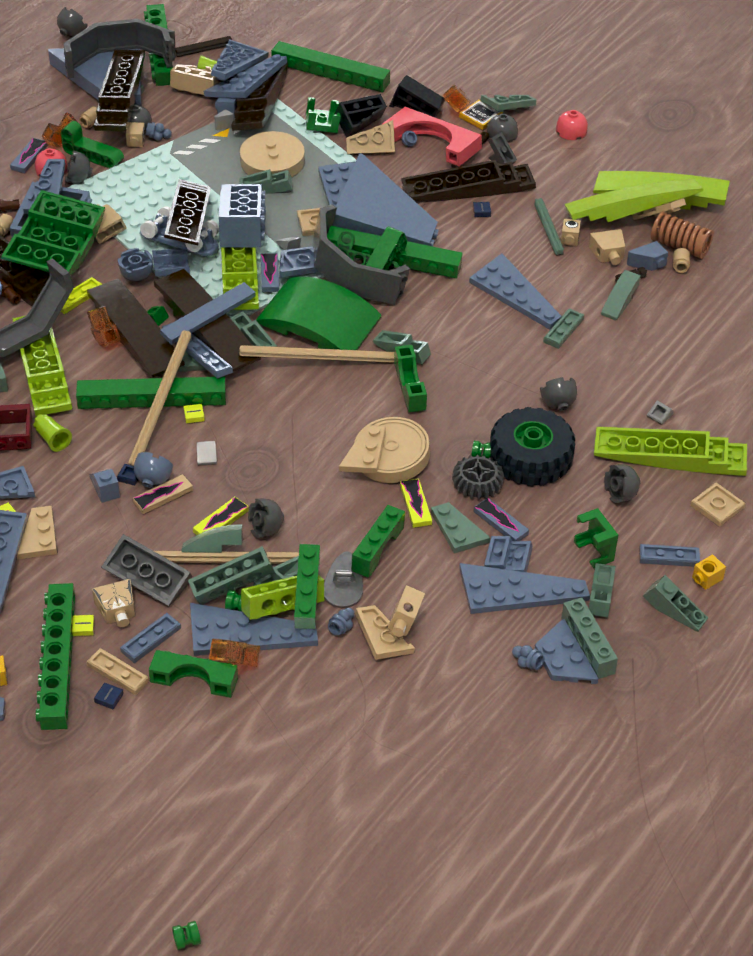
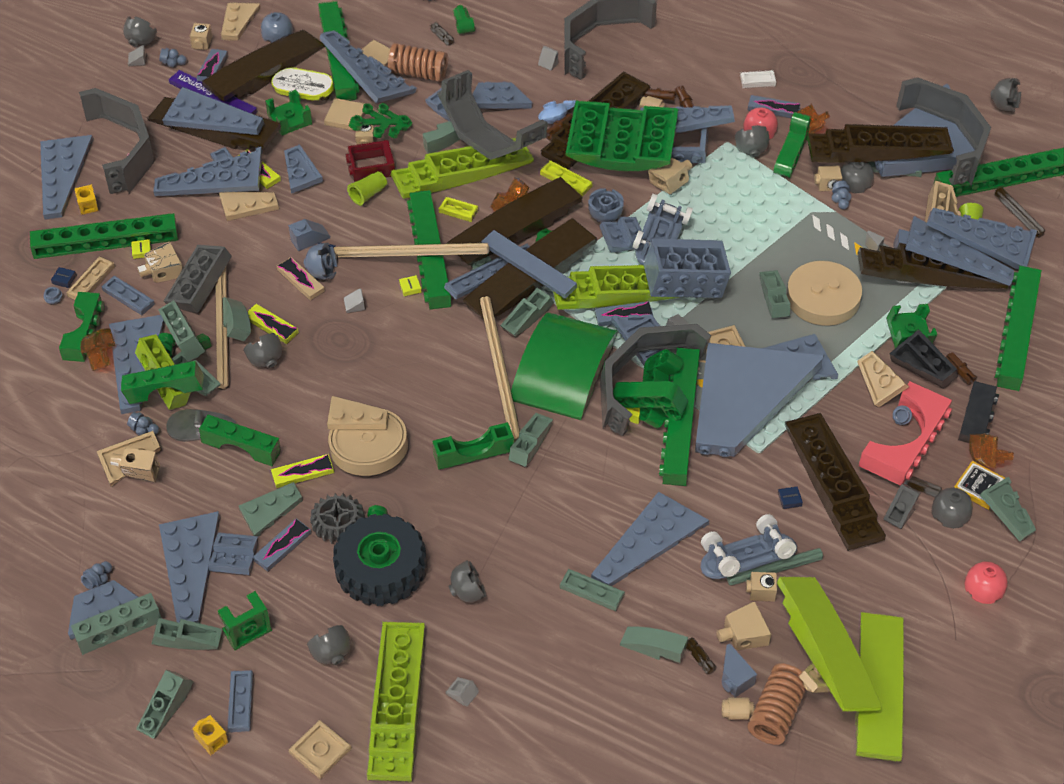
camera: 85 degrees right, 5 degrees up
(100, 373) = (456, 209): none -> neon yellow tile
(136, 703) = (52, 295): none -> sand blue plate
(187, 212) = (678, 221): dark brown slope -> none
(540, 239) = (746, 553): none -> sand blue piece

